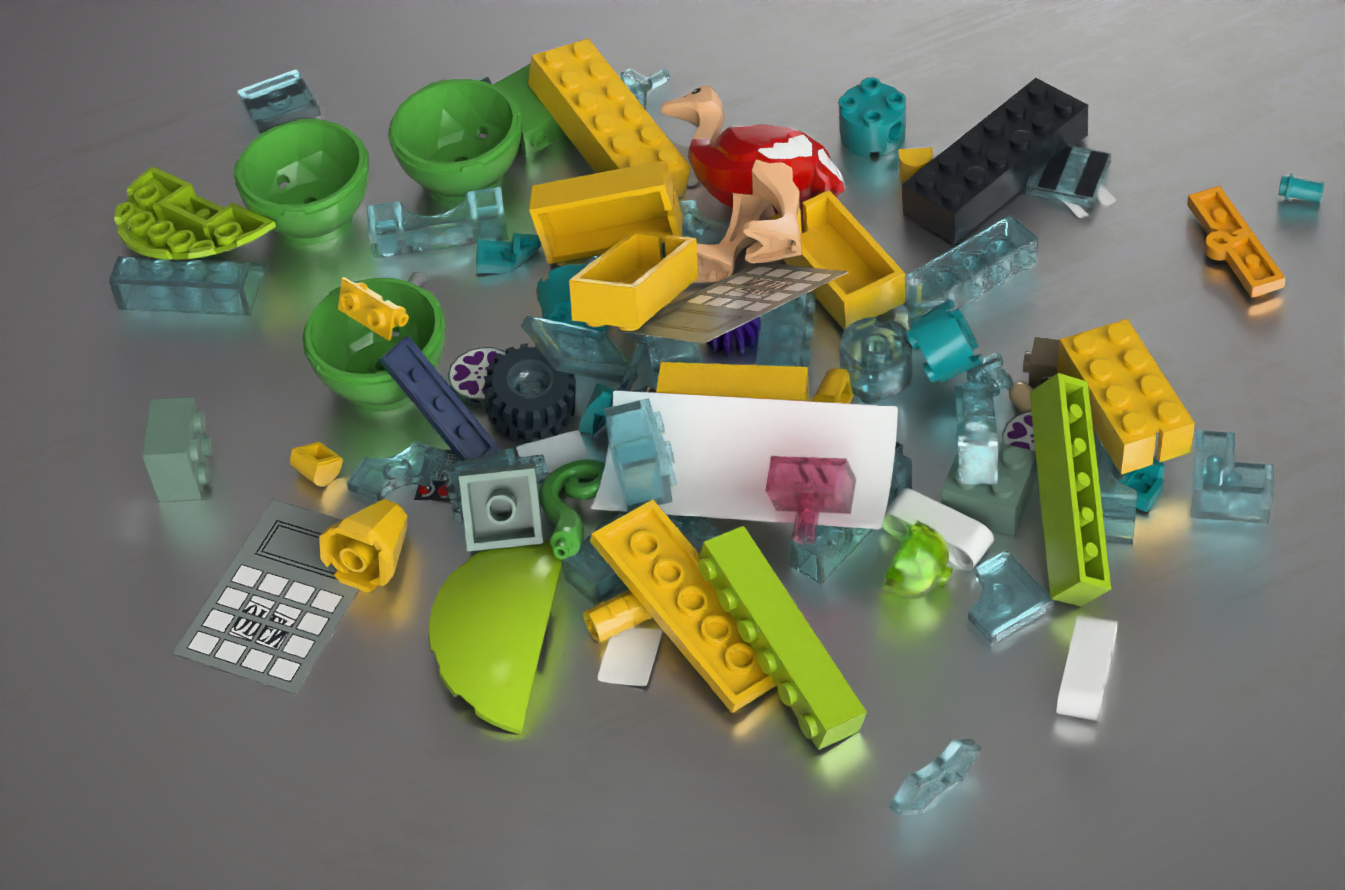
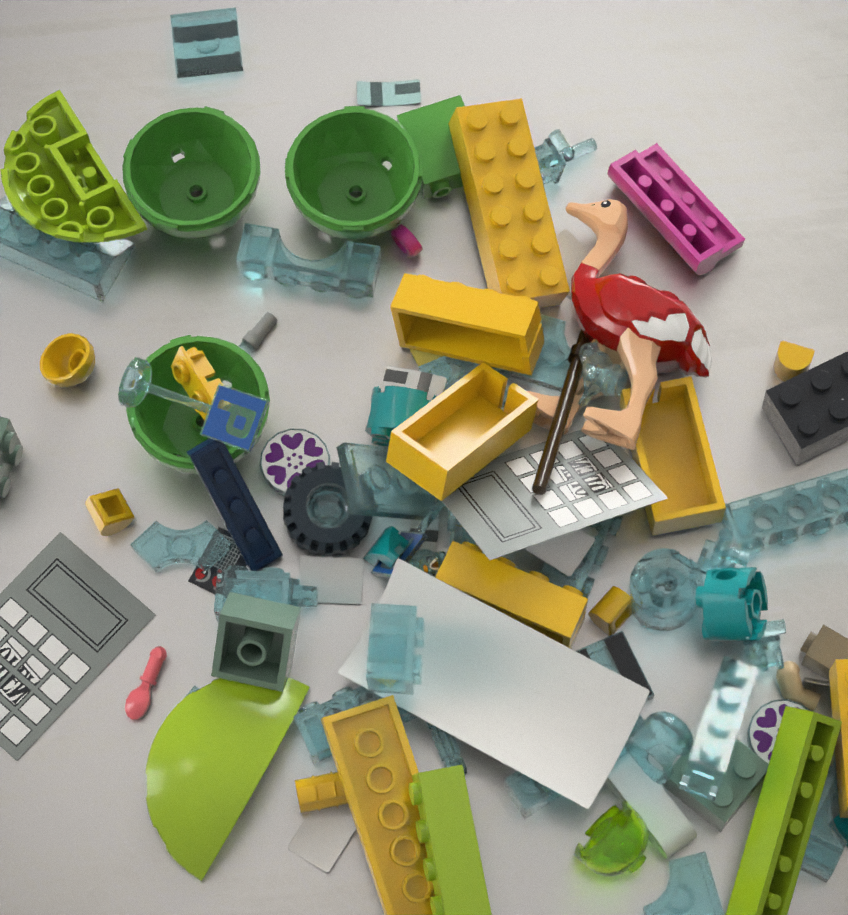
camera: 15 degrees right, 20 degrees up
(233, 358) = (67, 360): none -> yellow piece
(365, 545) = (126, 628): yellow cone -> none
(402, 603) = (140, 698): none -> coral piece
(411, 314) = (230, 419): none -> clear light blue piece
(505, 257) = (360, 320): teal slope -> none
(521, 182) = (406, 241): none -> dark pink tile
(569, 527) = (309, 691): bright green plant -> none
(719, 217) = (560, 417): none -> dark brown bar
(742, 209) = (600, 373): none -> clear light blue animal
(757, 347) = (564, 551): none -> white sticker
(760, 91) = (676, 207): none -> dark pink brick
(808, 489) = (537, 750): clear pink brick -> none
(872, 118) = (772, 285): teal brick -> none
(922, 452) = (663, 738): none -> clear light blue helmet

